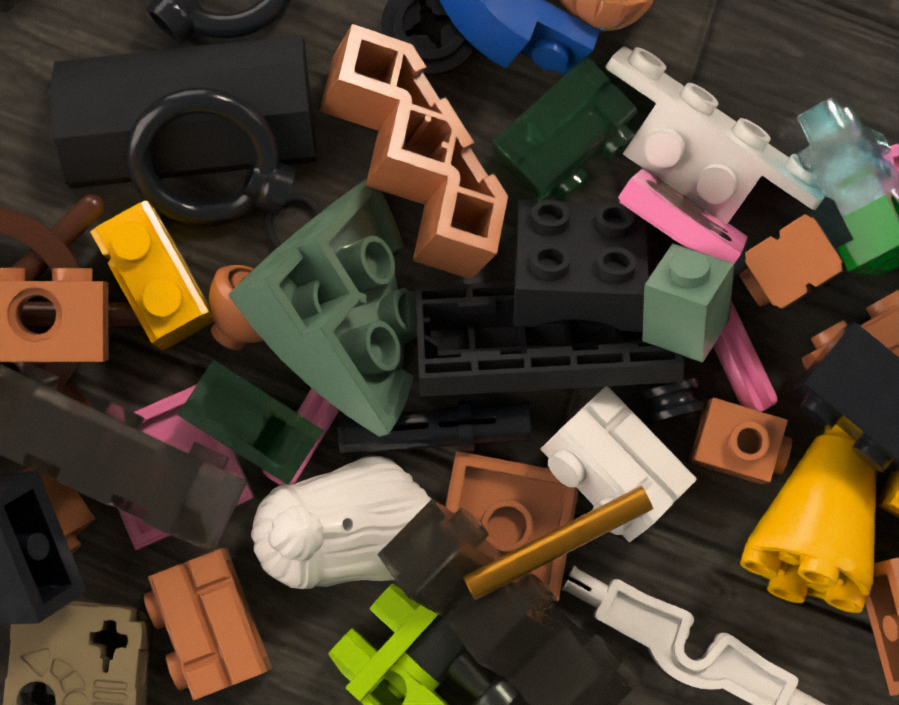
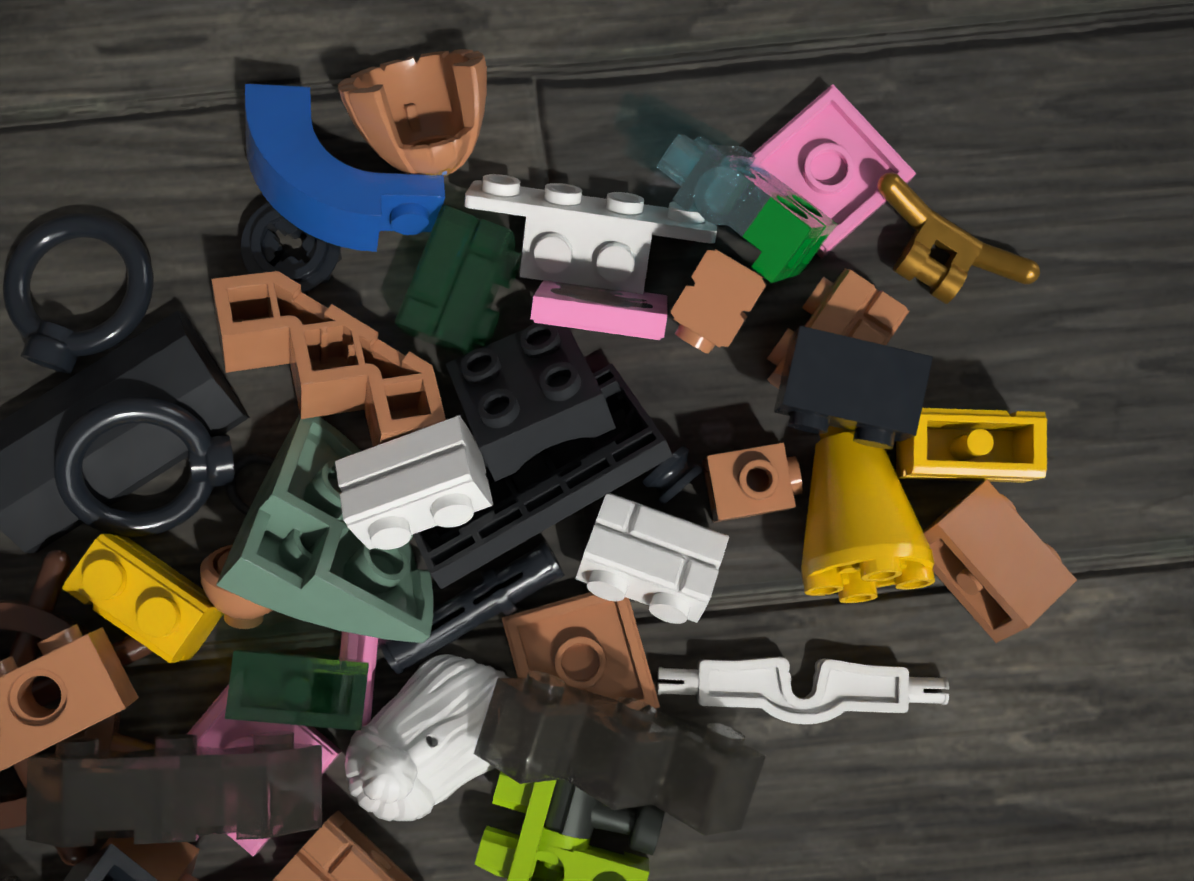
camera: 30 degrees left, 0 degrees up
(441, 292) = (413, 484): none -> white brick
(558, 542) = (631, 662): pearl gold bar -> none
(687, 302) = (640, 382): sand green brick -> none
(743, 366) = (709, 404): bright pink axle -> none

